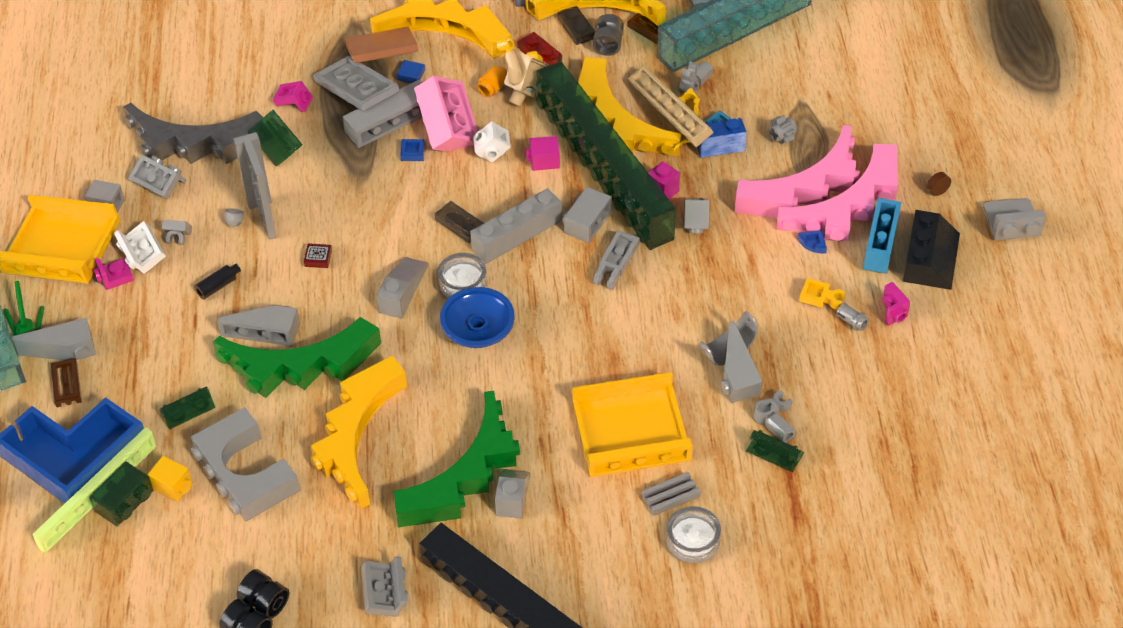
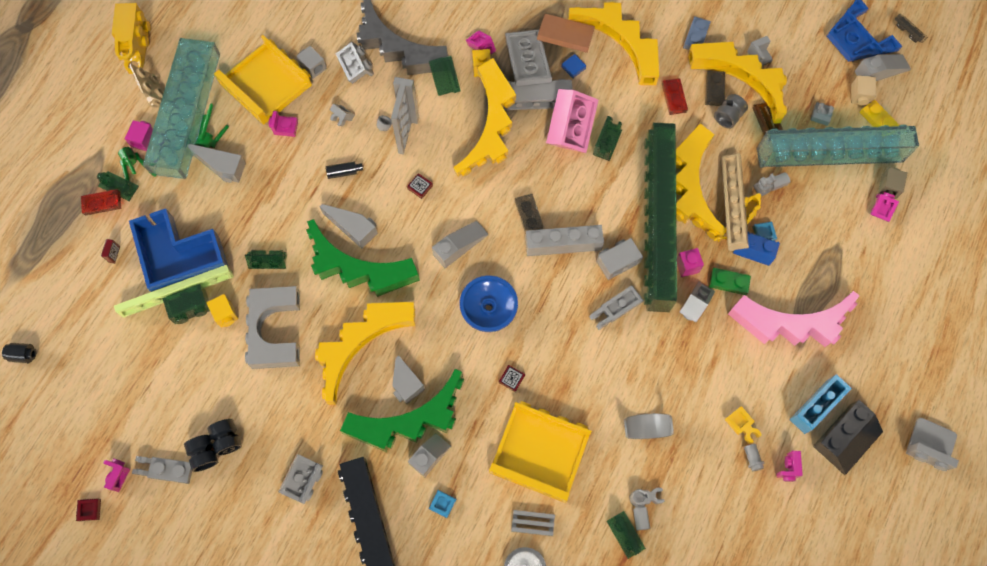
camera: 30 degrees right, 20 degrees up
(68, 397) = (217, 183): reddish brown tile -> none
(140, 247) = (309, 115): white bracket -> none
(307, 111) = (479, 57): none -> yellow brick
(368, 151) = (490, 144): none -> yellow arch
(412, 149) = (535, 133): blue tile -> none
(436, 436) = (405, 382): none -> light grey slope
(461, 272) = (501, 261): clear piece -> none
(491, 142) = (589, 160): white brick -> none
(492, 81) = (624, 106): light orange brick -> none
(496, 111) = (607, 139): none -> clear green hinge
(521, 71) = (647, 112): tan torso -> none
(543, 153) = (621, 188): dark pink brick -> none
(551, 377) = (511, 378): none -> tile
(560, 529) = (442, 504): none -> dark azure tile
(715, 181) = (729, 281): none -> green plate
(740, 374) = (641, 455): light grey slope -> none
(782, 129) = (807, 266): light grey gear -> none
(813, 23) = (893, 182): none -> dark tan brick
(813, 241) = (768, 374): blue tile -> none
(820, 46) = (884, 206): none -> dark pink bracket
(855, 203) = (822, 363): bright pink arch -> none
(939, 183) = (895, 380): reddish brown tile -> none

